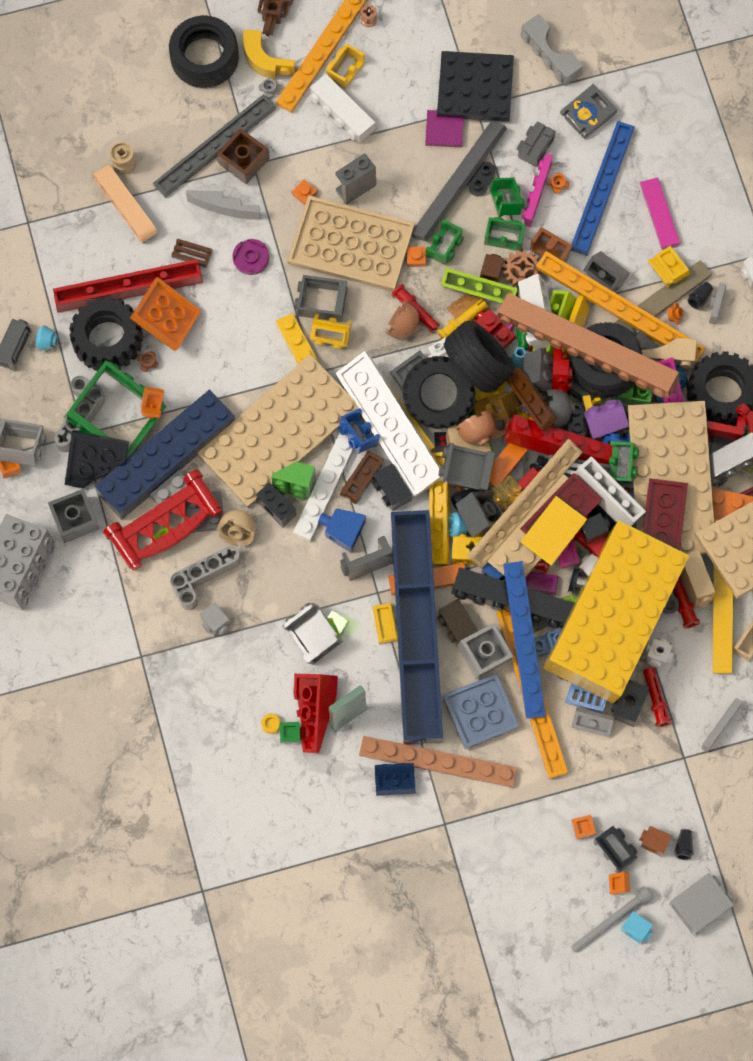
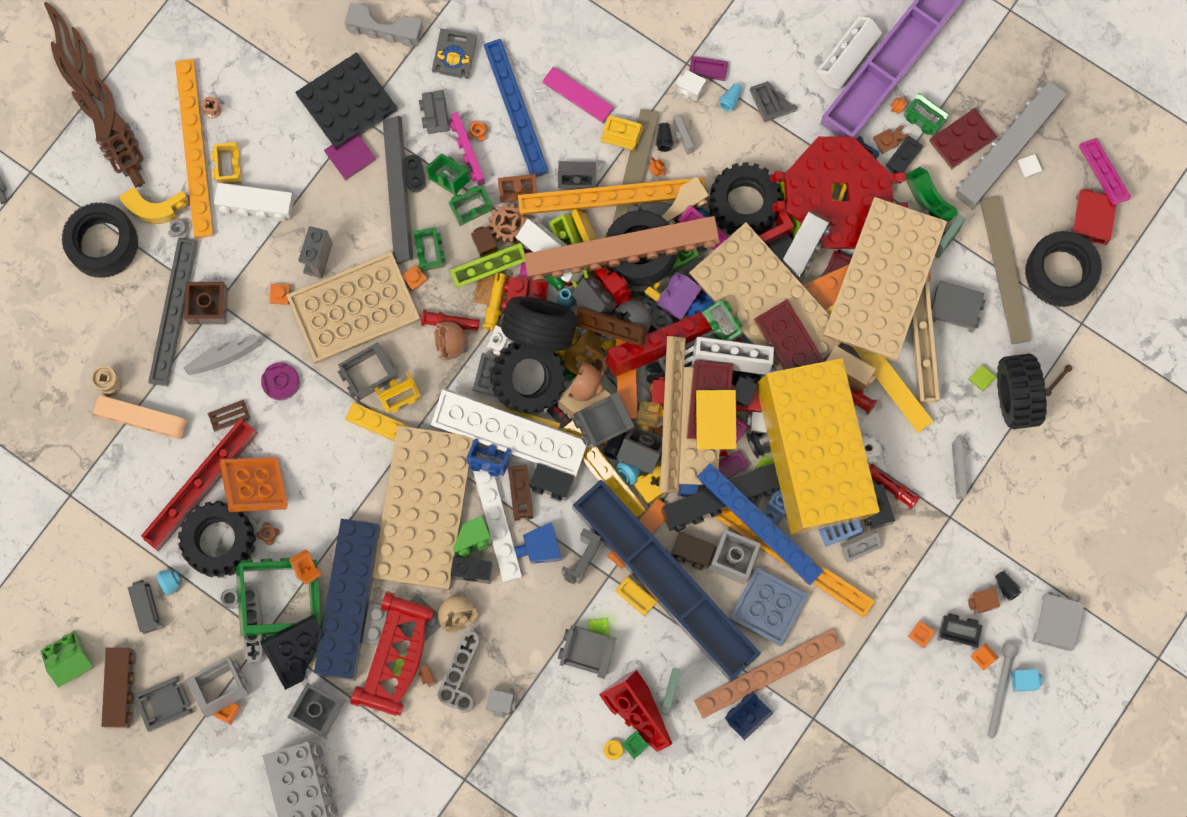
camera: 40 degrees left, 5 degrees up
(176, 557) = (426, 676): none -> dark orange plate

